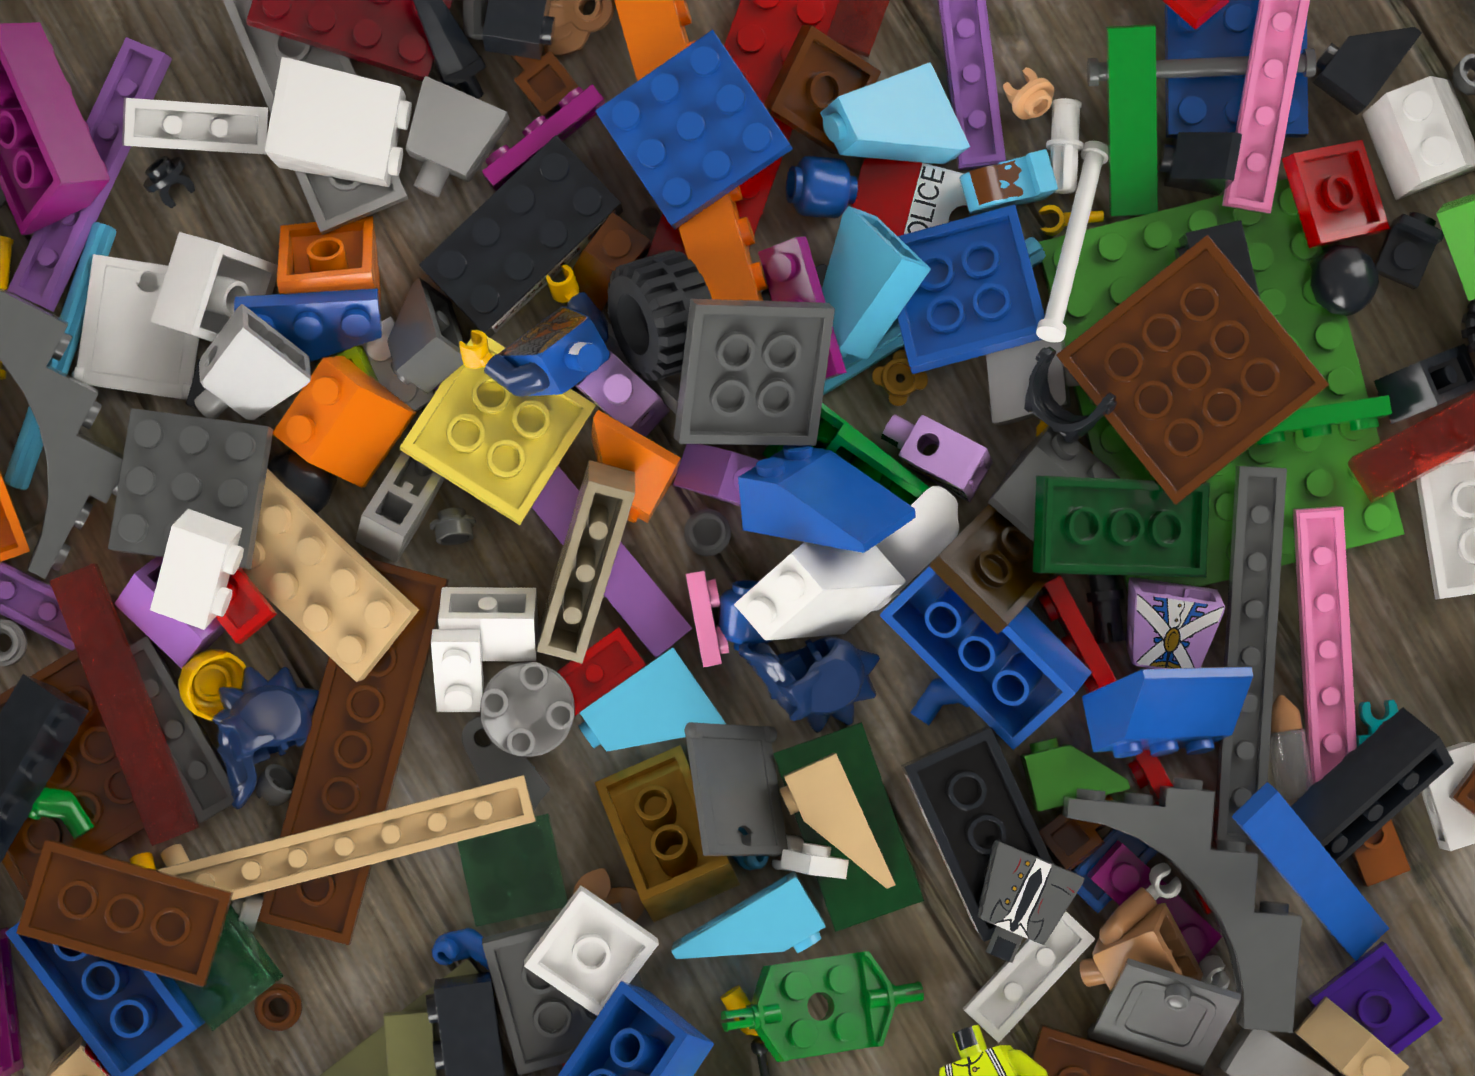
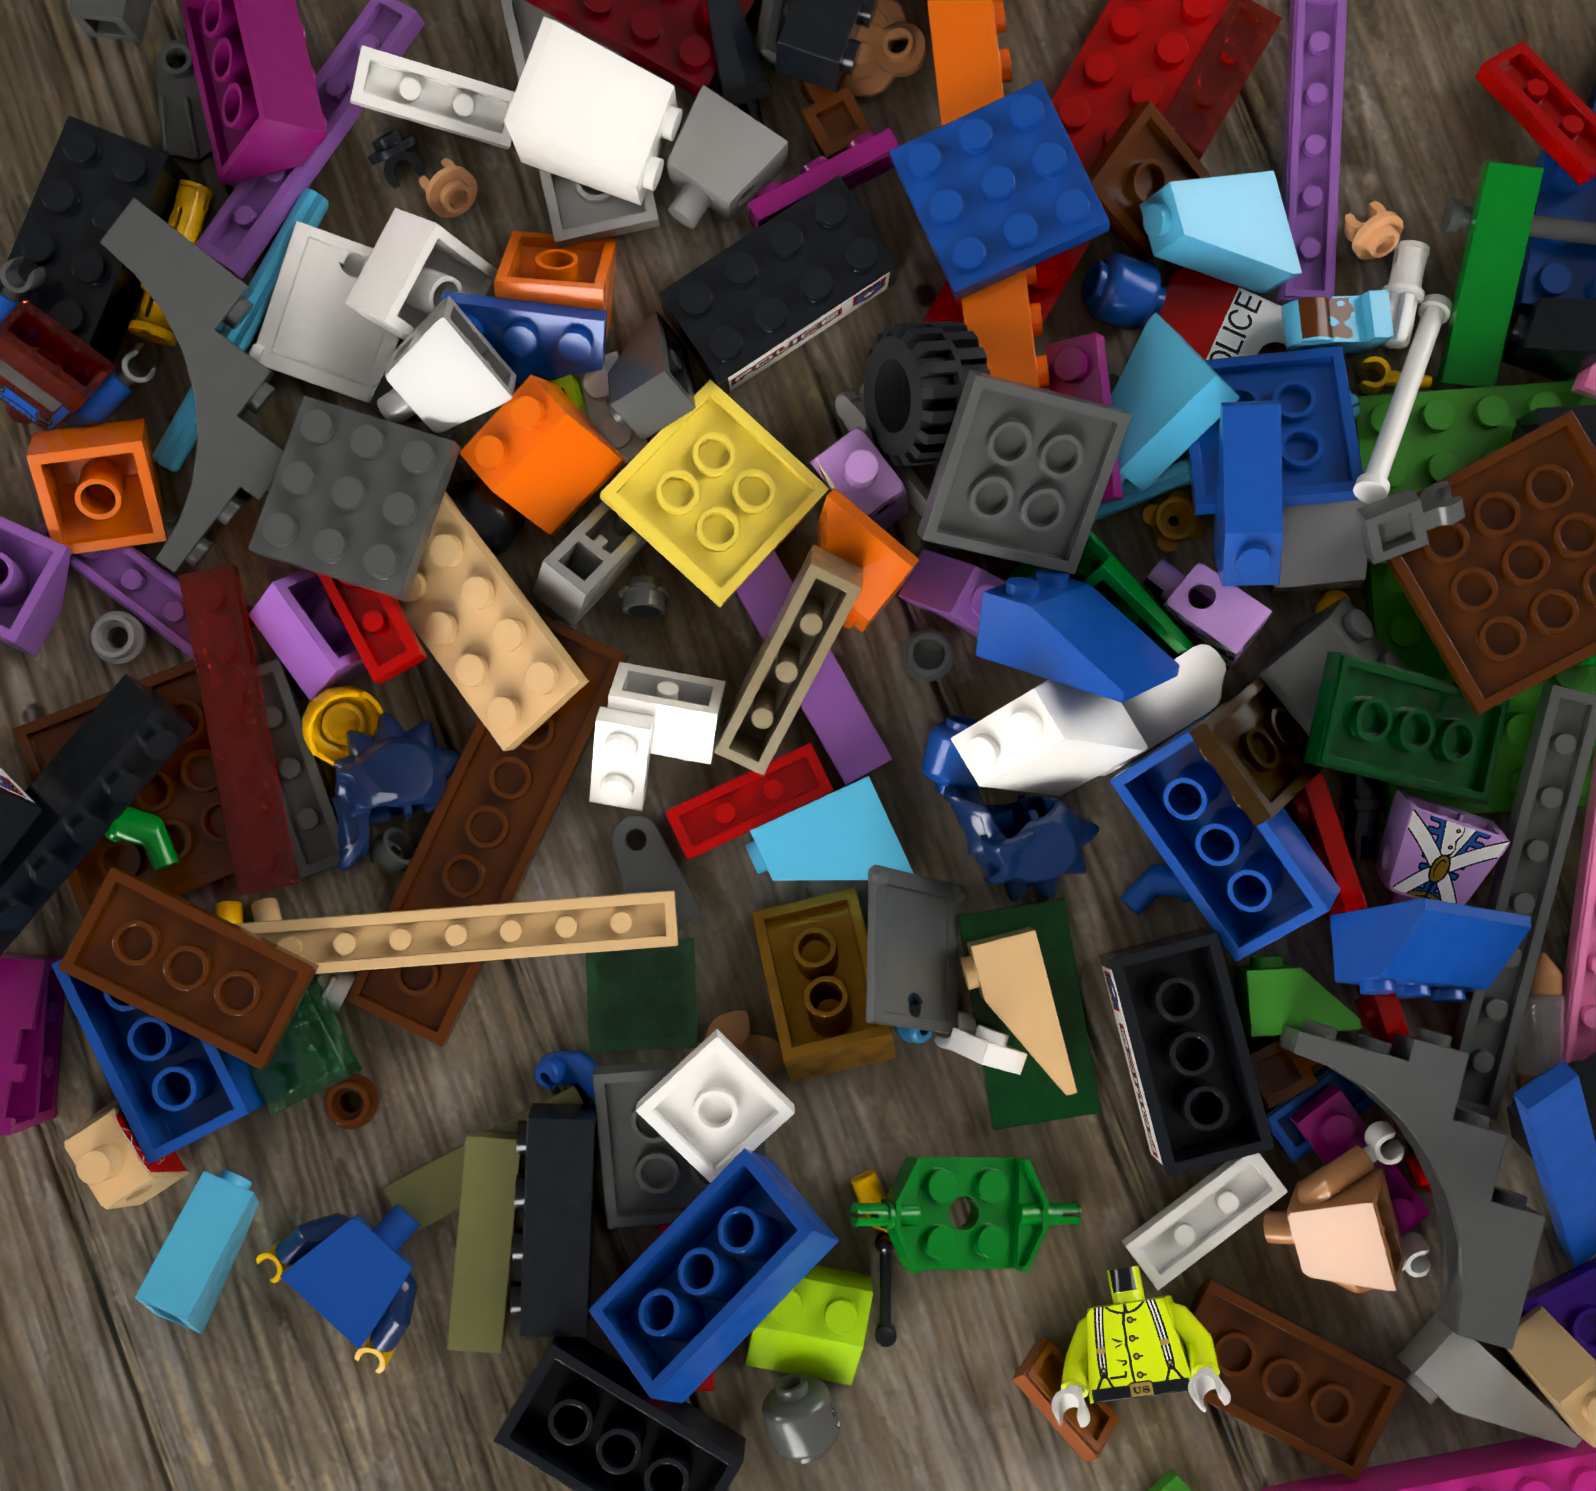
camera: 10 degrees right, 0 degrees up
(197, 569) = (341, 587): white brick -> none
(221, 202) = (450, 190): none -> light nougat plate
(527, 709) = (691, 816): light grey dish -> none
(553, 352) = (790, 417): torso -> none
(609, 248) = (845, 349): reddish brown slope -> none
(703, 598) = (910, 727): bright pink plate -> none
(763, 923) = (916, 1108): medium azure slope -> none
(948, 353) = (1249, 494): none -> blue slope
(1023, 898) = (1226, 1137): dark grey torso -> none
(1042, 404) = (1339, 576): black helmet -> none
(1079, 356) = (1401, 520): none -> dark grey plate
(1164, 1016) = (1358, 1297): dark grey container -> none

